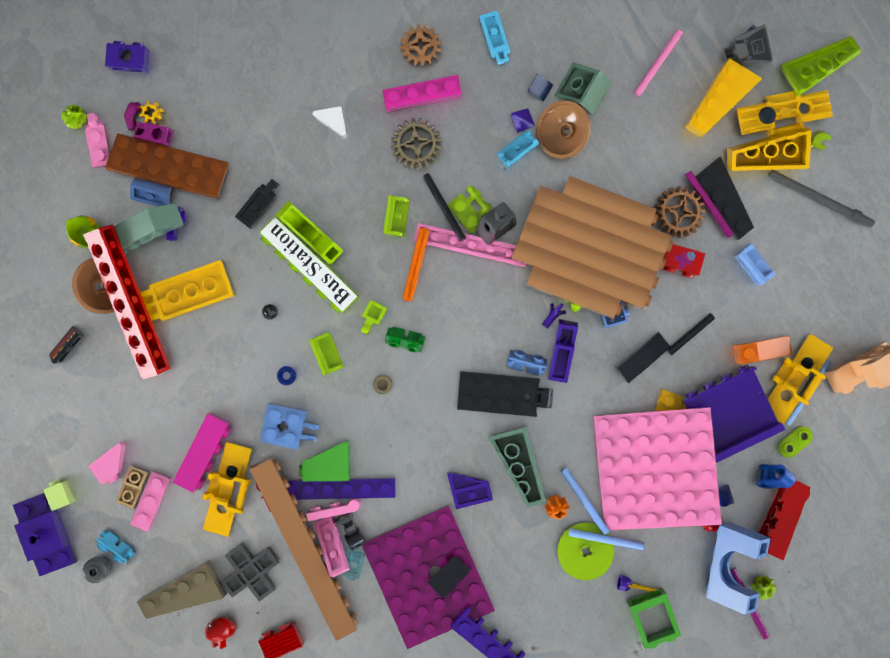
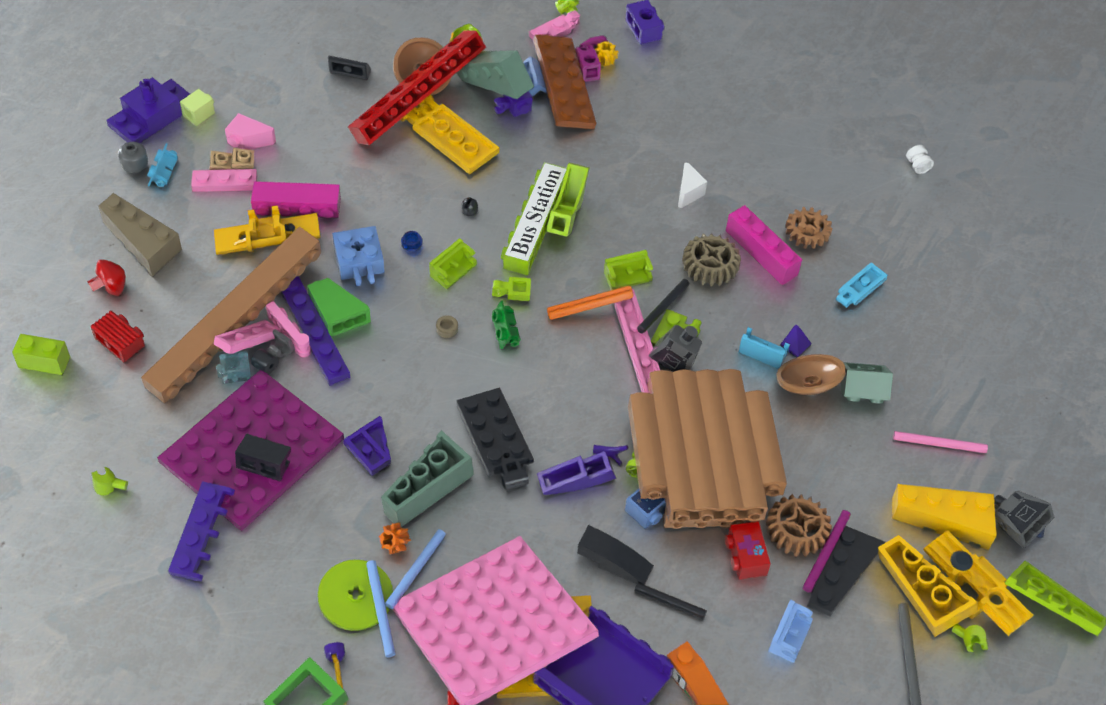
camera: 60 degrees right, 35 degrees down
(250, 572) = (185, 283): dark grey plate -> none
(257, 204) = (563, 155): black hinge -> none
(535, 363) = (542, 437): medium blue hinge -> none
(540, 87) = (839, 343): slope -> none

